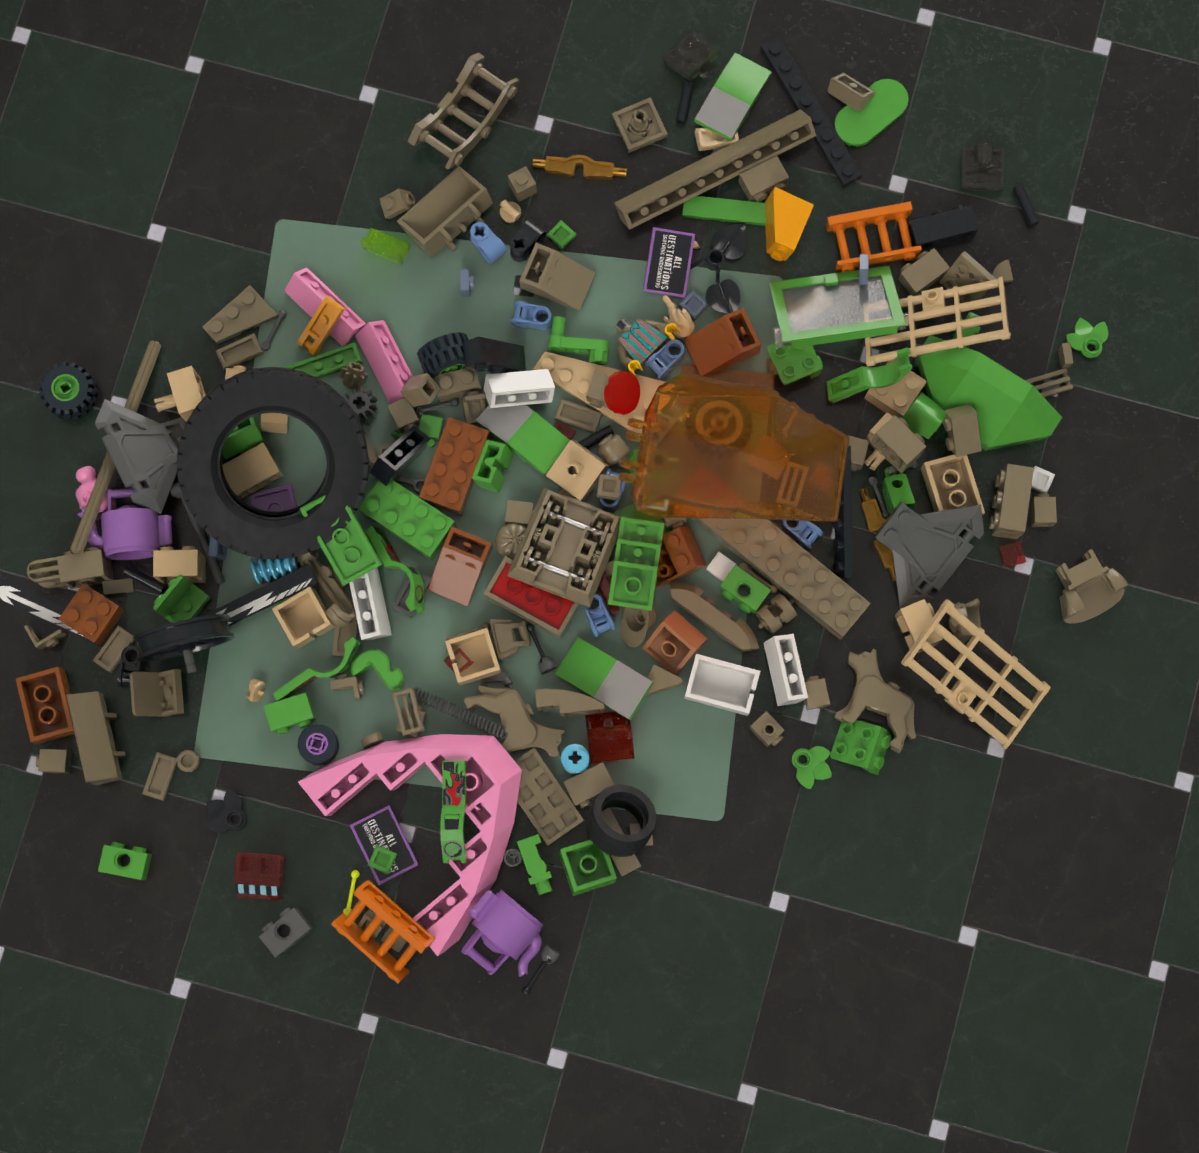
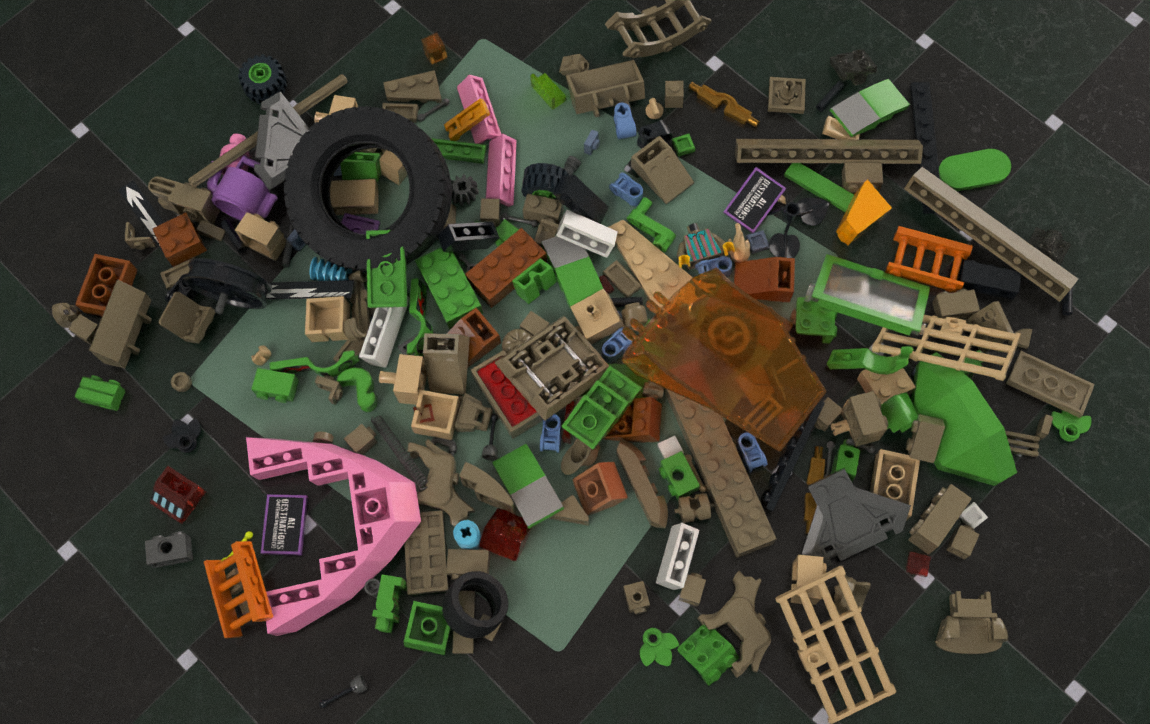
camera: 30 degrees right, 10 degrees down
(23, 756) = (65, 314): none -> dark tan rock
(111, 861) = (95, 438): bright green brick -> none
(112, 817) = (100, 393): none -> bright green brick
(160, 776) = (153, 382): dark tan tile -> none
(180, 600) = (247, 256): bright green bracket -> none
(235, 260) = (434, 48): none -> clear orange brick
(323, 750) = (287, 423): black wheel -> none
(353, 375) = (470, 166): dark tan gear -> none
(382, 859) = (275, 534): bright green tile -> none
(412, 730) = (363, 445): dark tan tile -> none
(420, 390) = (511, 197): dark tan brick -> none
(424, 636) = (408, 378): none -> tan brick
(453, 811) = (343, 522): piece -> none
(454, 598) = (446, 362): none -> dark tan slope
(458, 320) = (571, 165): none -> dark grey pin
(504, 930) = (333, 642): medium lavender piece -> none
(596, 390) = (648, 265): dark tan brick -> none
(608, 487) = (613, 339): dark tan plate -> none
(622, 392) = (664, 274): red tile -> none
(722, 684) = (619, 540): white piece -> none
(850, 91) = (965, 146): dark tan slope -> none
(863, 269) = (907, 277): sand blue tile -> none
(922, 180) = (991, 234): none -> dark tan brick
(1051, 307) = (1050, 384): none -> dark tan tile

